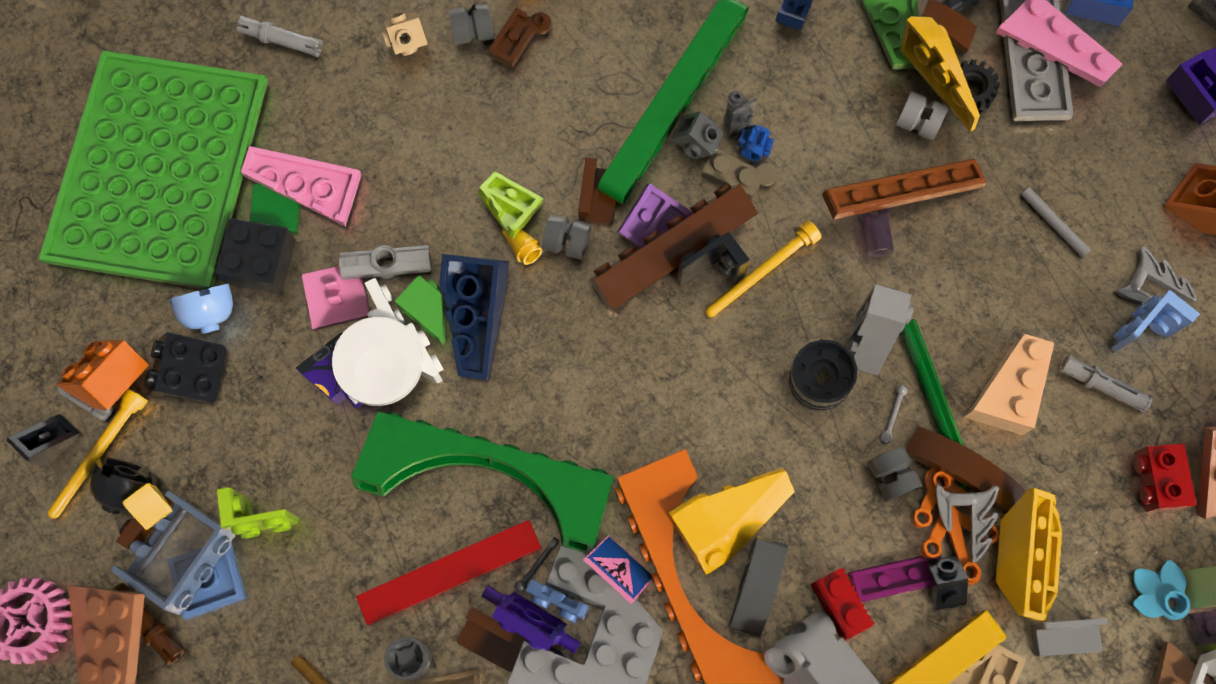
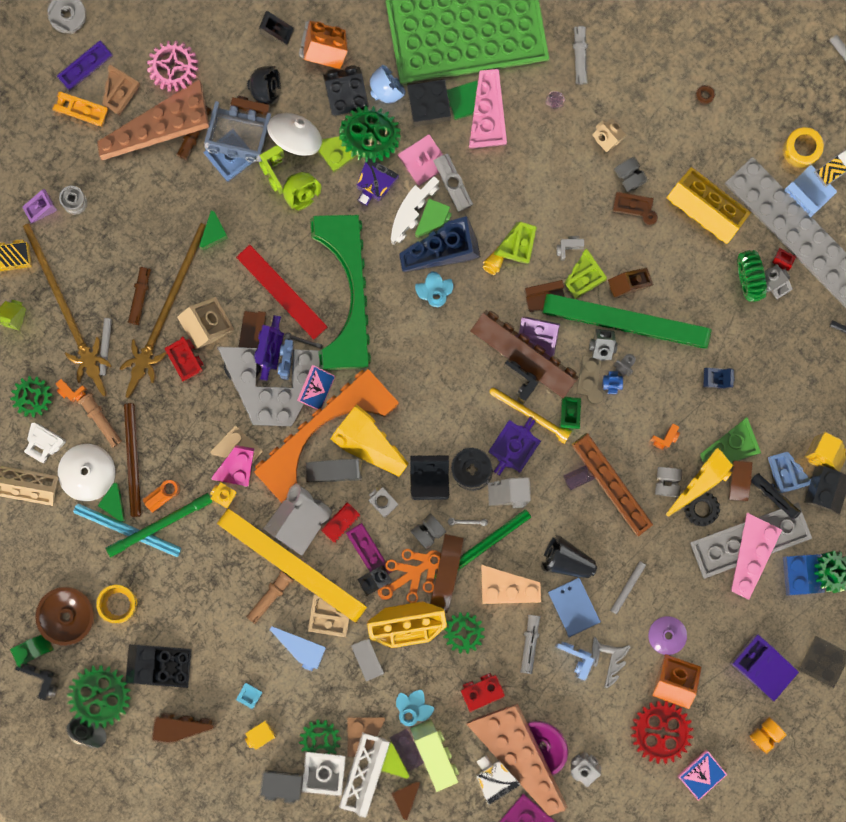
camera: 65 degrees right, 10 degrees up
(130, 404) = (314, 68): yellow piece -> none
(147, 505) = (257, 107): yellow slope -> none
(213, 463) = (294, 134): none -> white dish
(264, 354) = (370, 134): none -> green gear
(269, 411) = (334, 153): none -> lime wing
(303, 486) = (300, 190): none -> lime cylinder
(315, 648) = (213, 232): none -> green slope
(326, 87) = (555, 100): none -> plate
(377, 361) = (387, 203): white piece -> none
(408, 658) = (225, 287): dark grey wheel -> none
(527, 341) = (434, 286): none -> medium azure plate
(536, 132) = (571, 243): none -> light grey bracket
(556, 235) = (508, 286): dark grey wheel -> none
(589, 130) = (584, 276): none -> lime wing
(621, 76) = (630, 282): none -> reddish brown slope
(782, 212) = (570, 412): none -> green slope
(802, 307) = (514, 446): none -> dark purple plate
(815, 444) = (429, 477): none -> black bracket
(840, 521) = (391, 505): none -> light grey brick
(857, 96) = (671, 436): none -> orange bracket
(979, 505) = (425, 585): light grey piece -> none
(994, 289) = (567, 559): none -> black cone
(1064, 305) = (574, 607): none -> medium blue container
(1072, 463) = (462, 623): none -> green gear
(1132, 203) = (660, 628): none -> medium lavender dish

